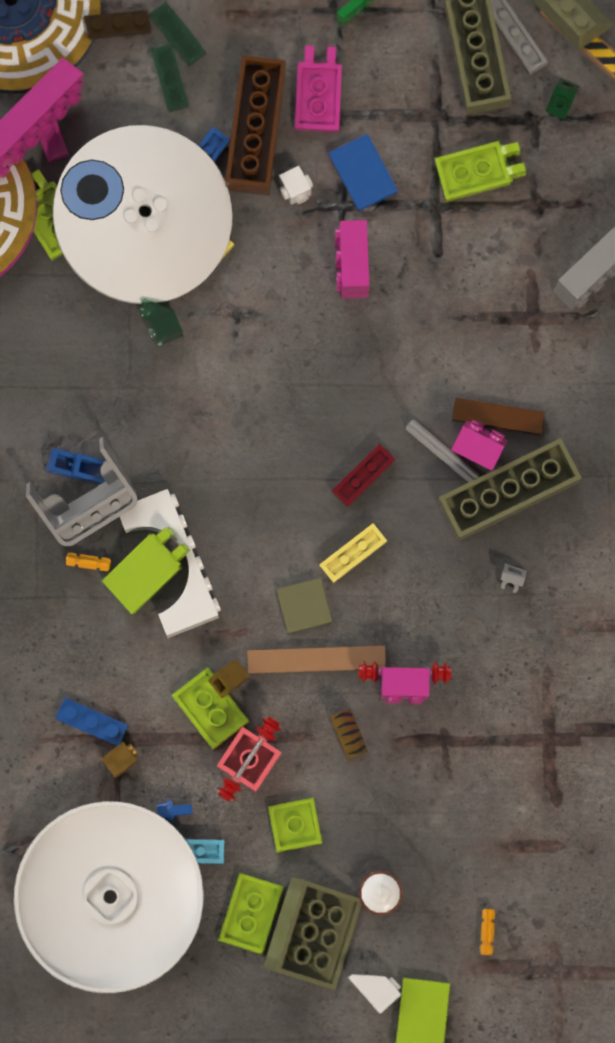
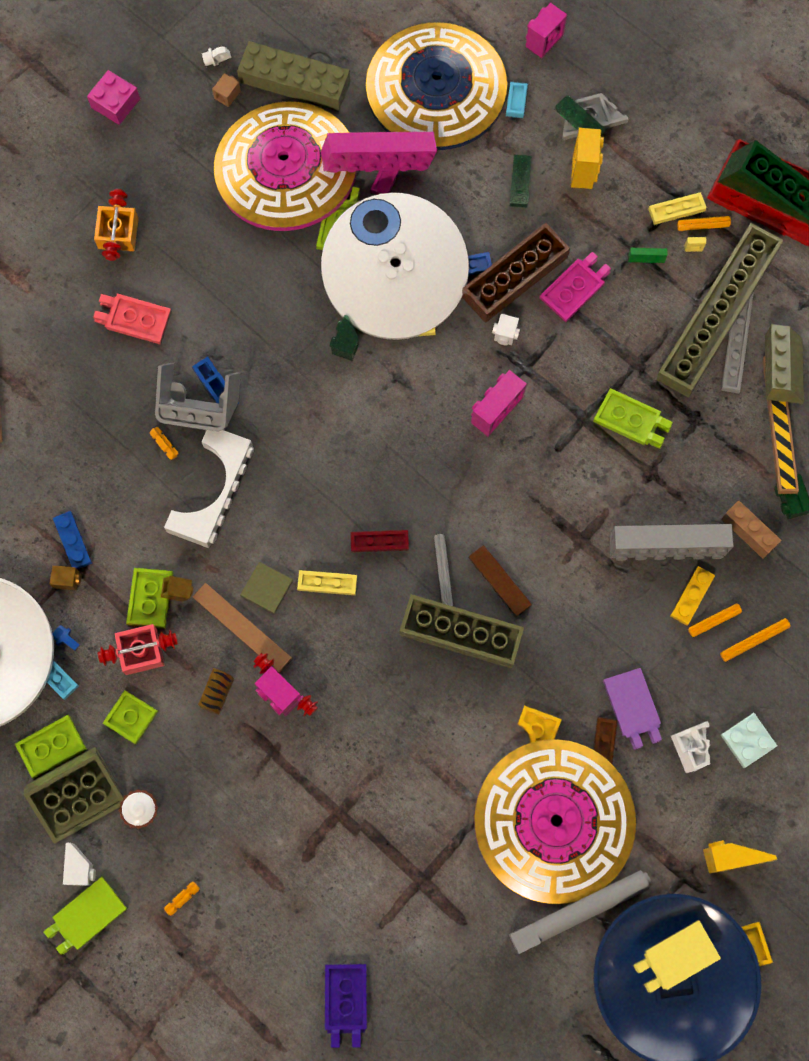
camera: 45 degrees right, 5 degrees down
(117, 24) = (488, 144): dark brown plate -> none
(145, 570) = (191, 478): lime tile -> none
(169, 77) = (491, 202): clear green plate -> none
(363, 172) = (556, 359): blue tile -> none
(479, 444) = (468, 585): dark pink brick -> none
(513, 575) = (413, 688): light grey tile -> none
(562, 98) = (727, 420): dark green bracket -> none

